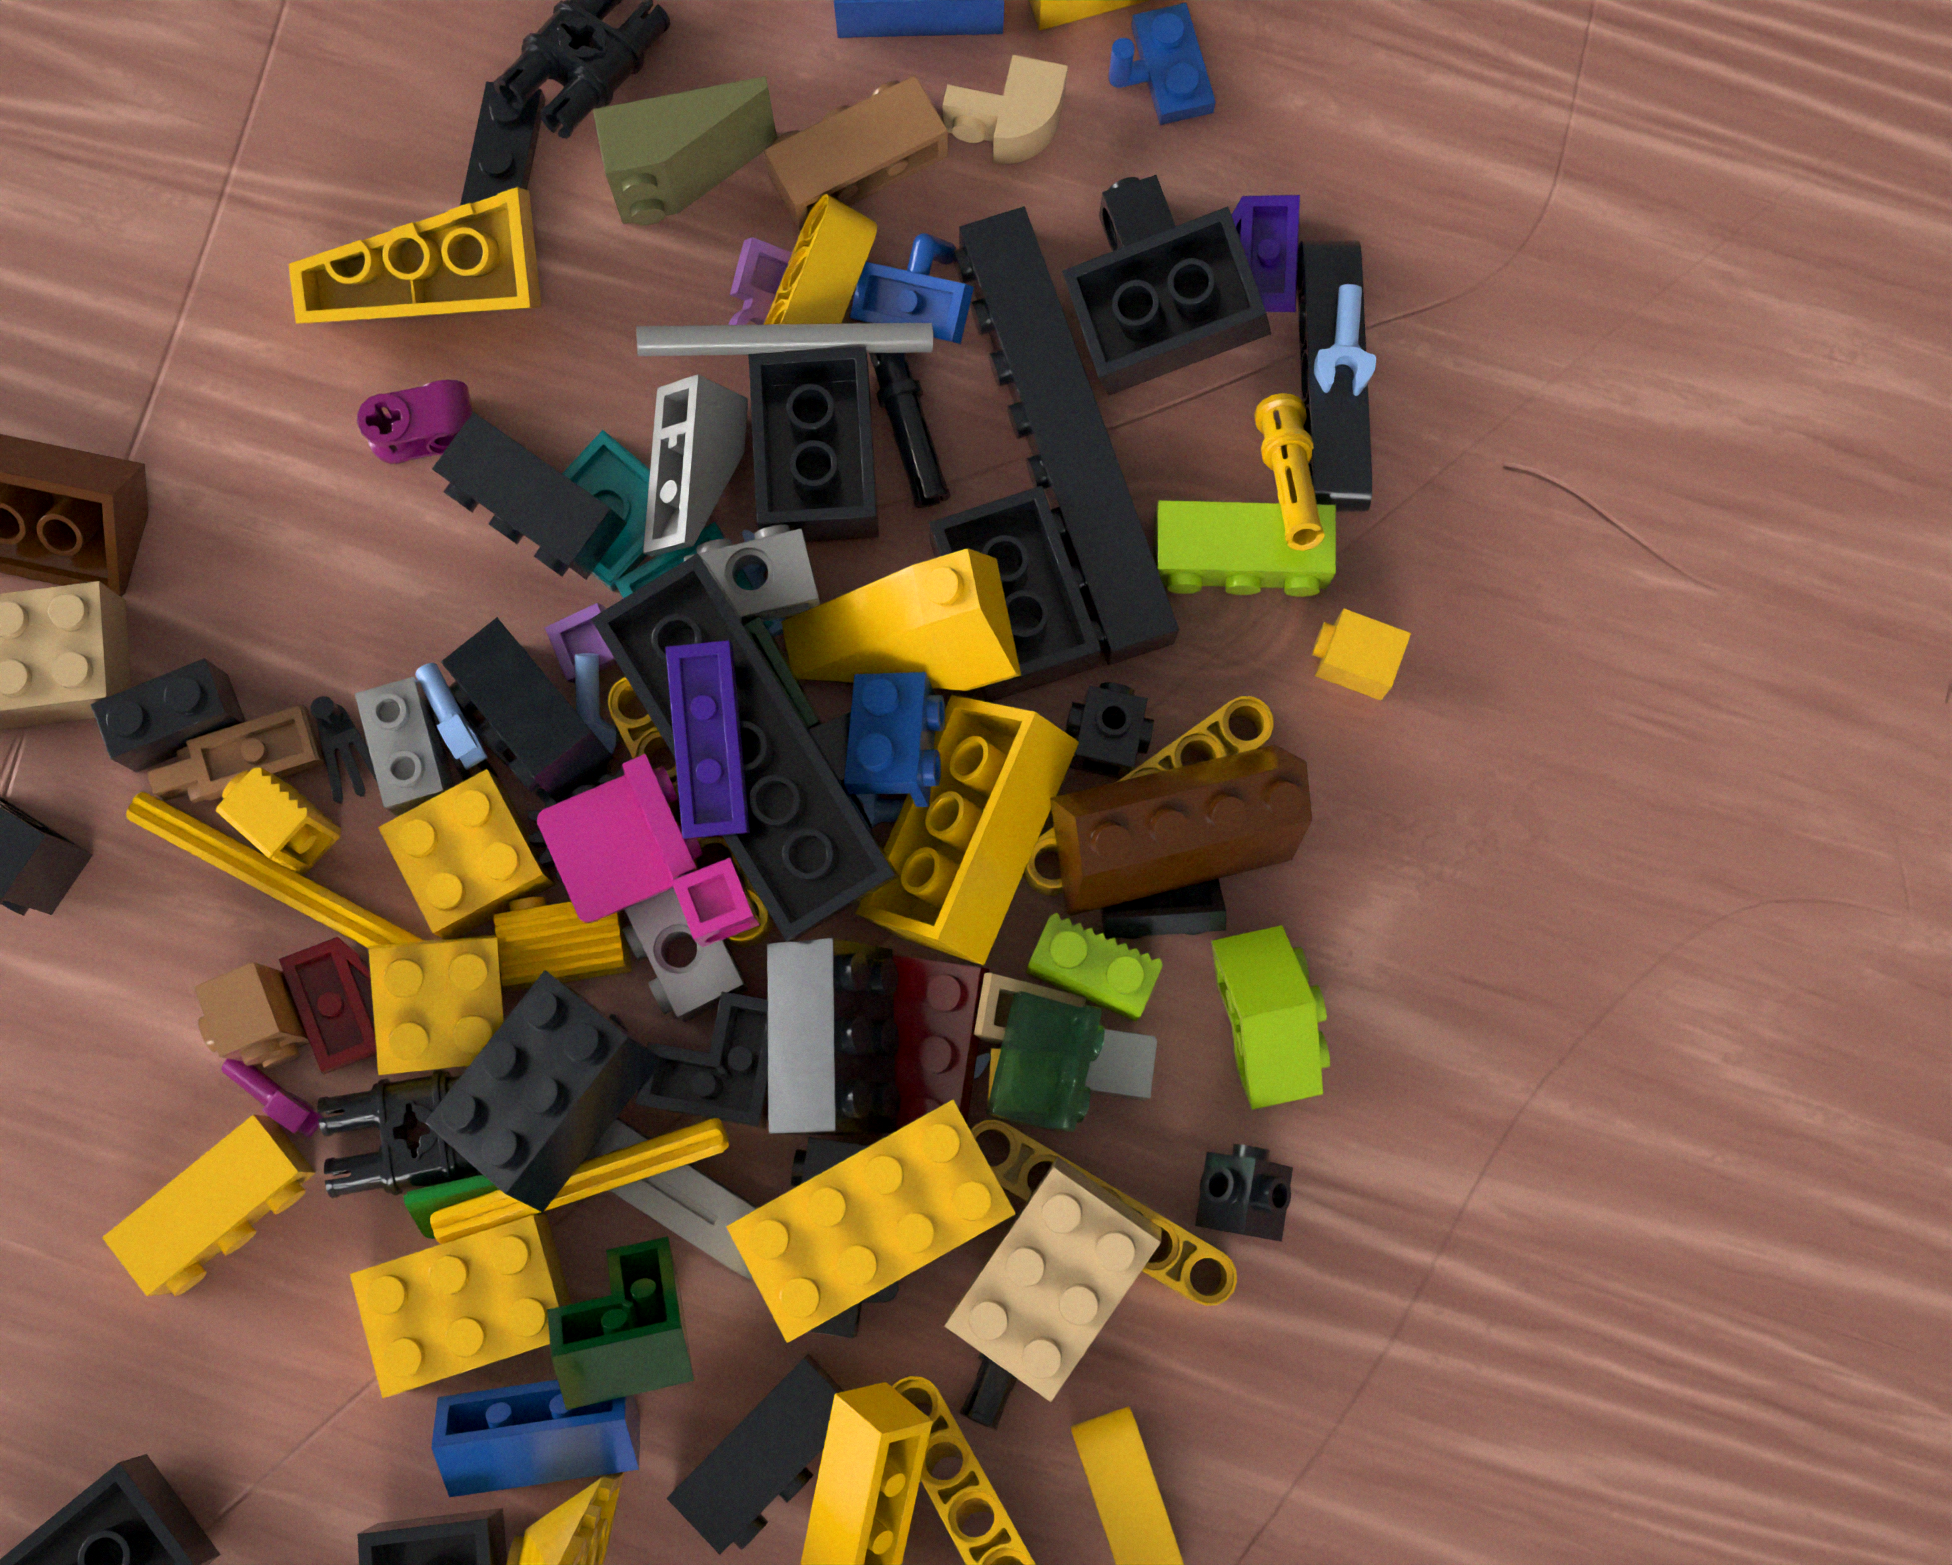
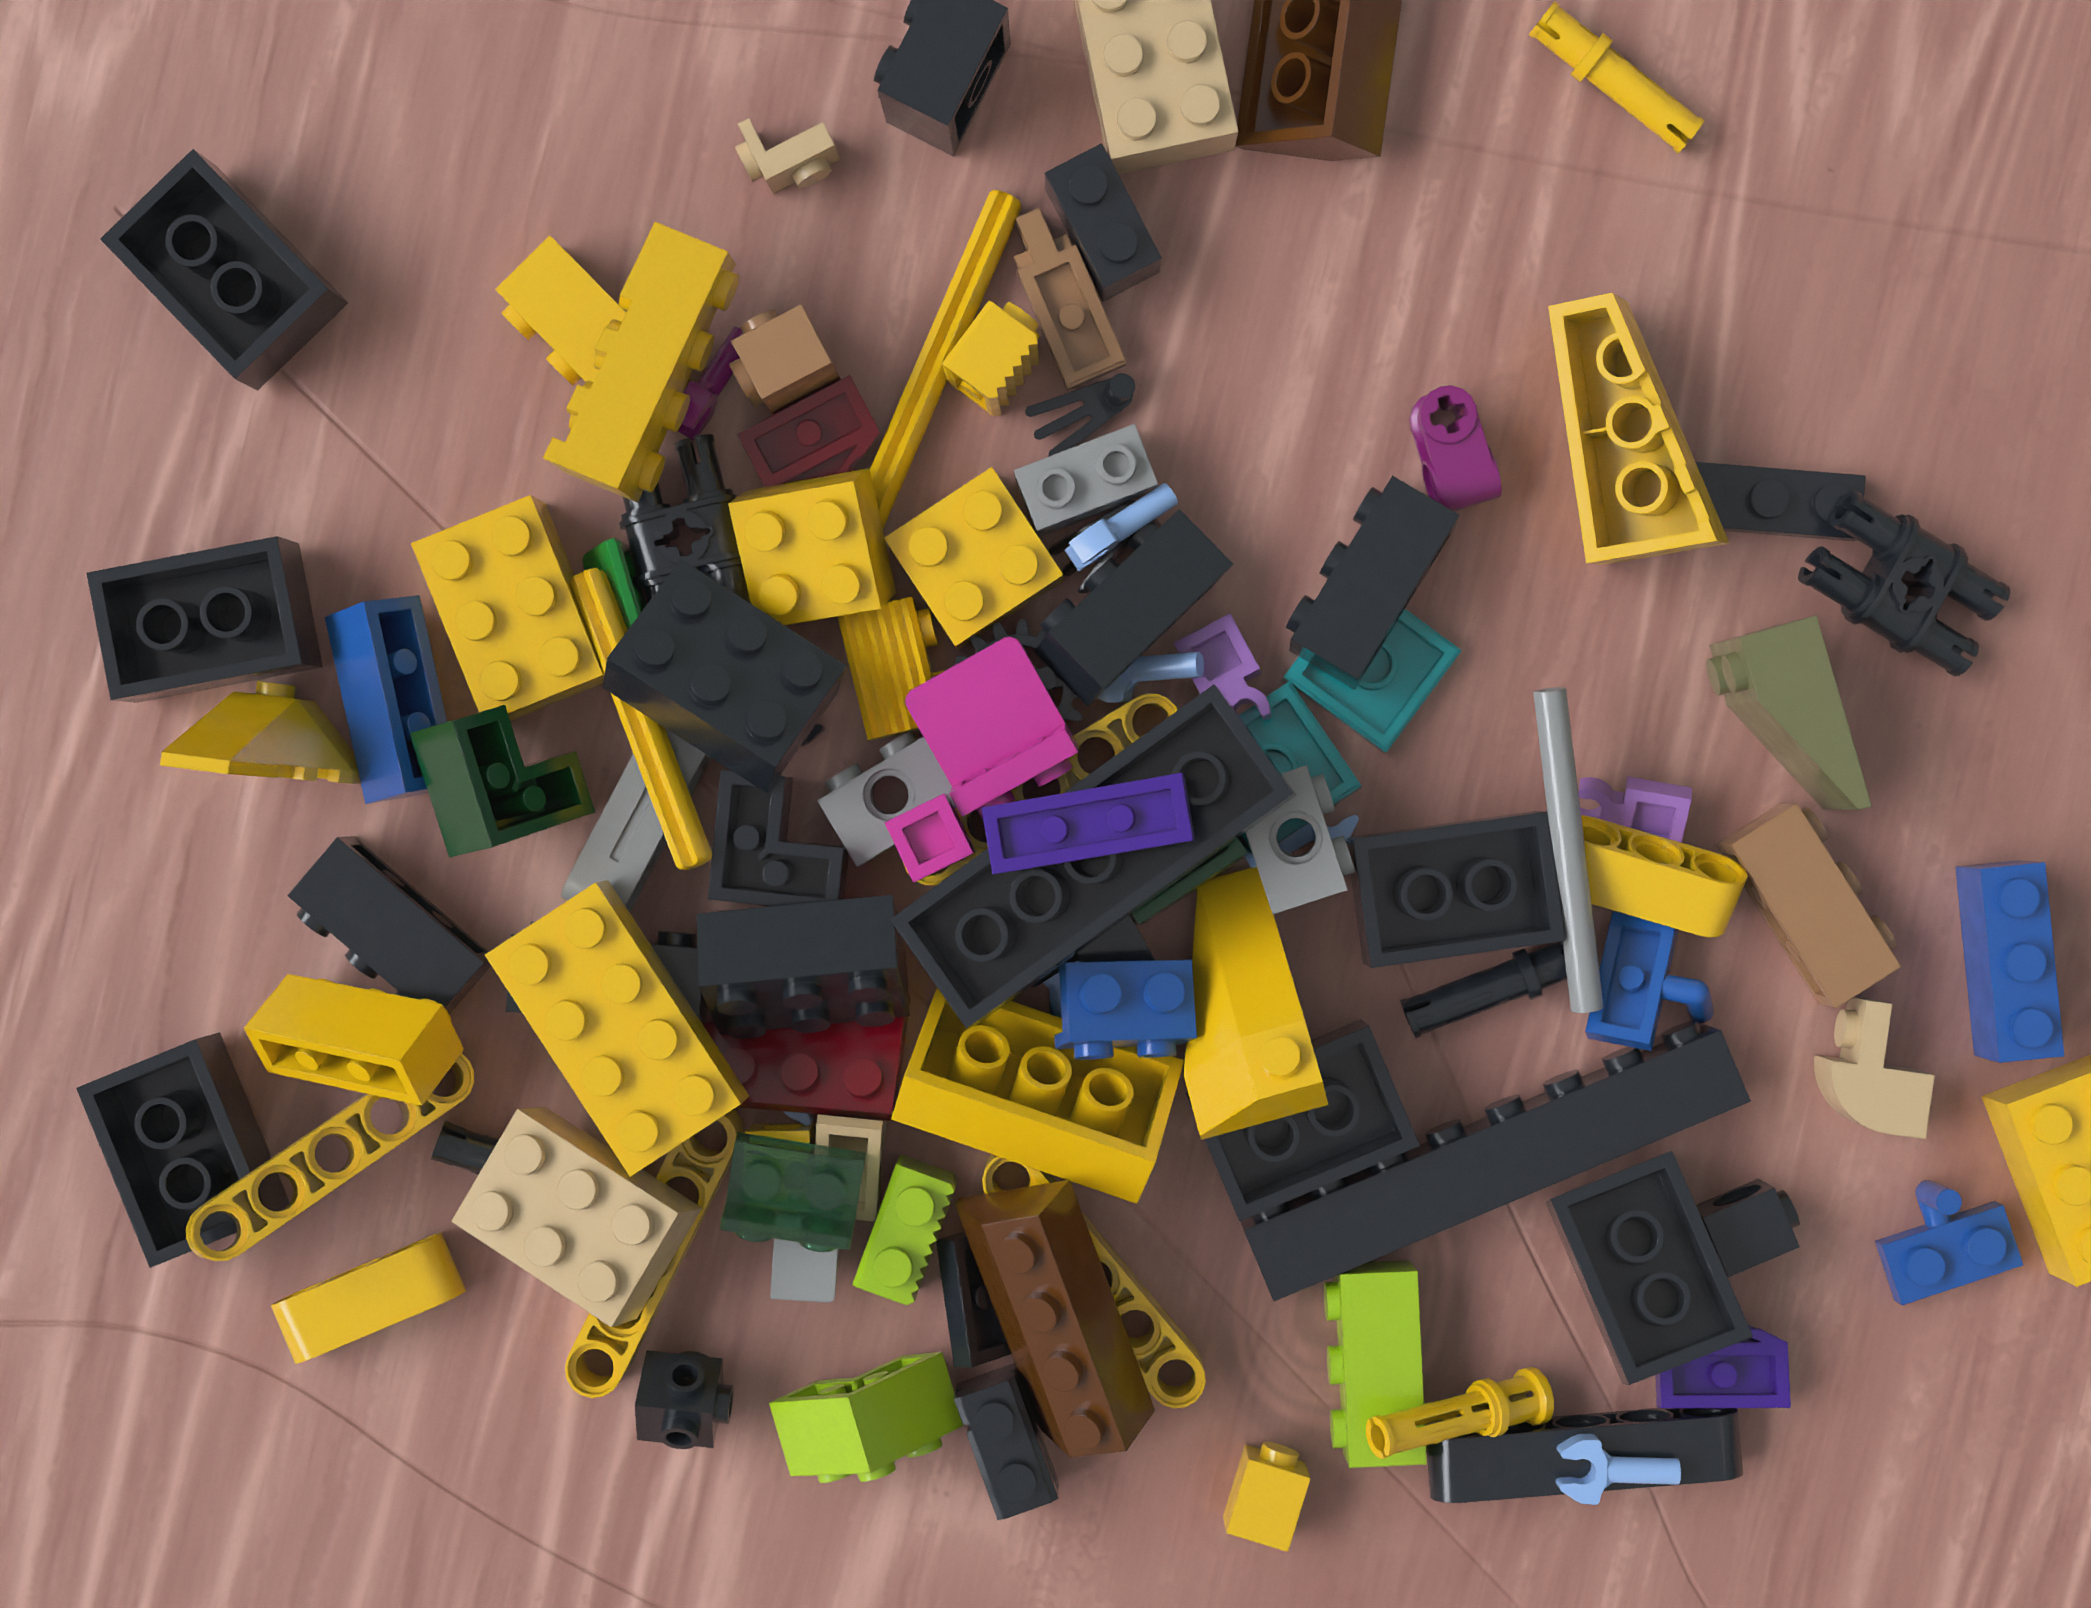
camera: 85 degrees right, 10 degrees up
(70, 997) = (798, 160): none -> tan bracket
(106, 262) = (1616, 77): none -> yellow pin
(235, 1145) = (646, 364): none -> yellow wedge
(692, 458) = (1423, 757): light grey slope -> none
(1105, 749) = (1166, 1253): black brick -> none
(1300, 886) = (1006, 1442): none -> black brick

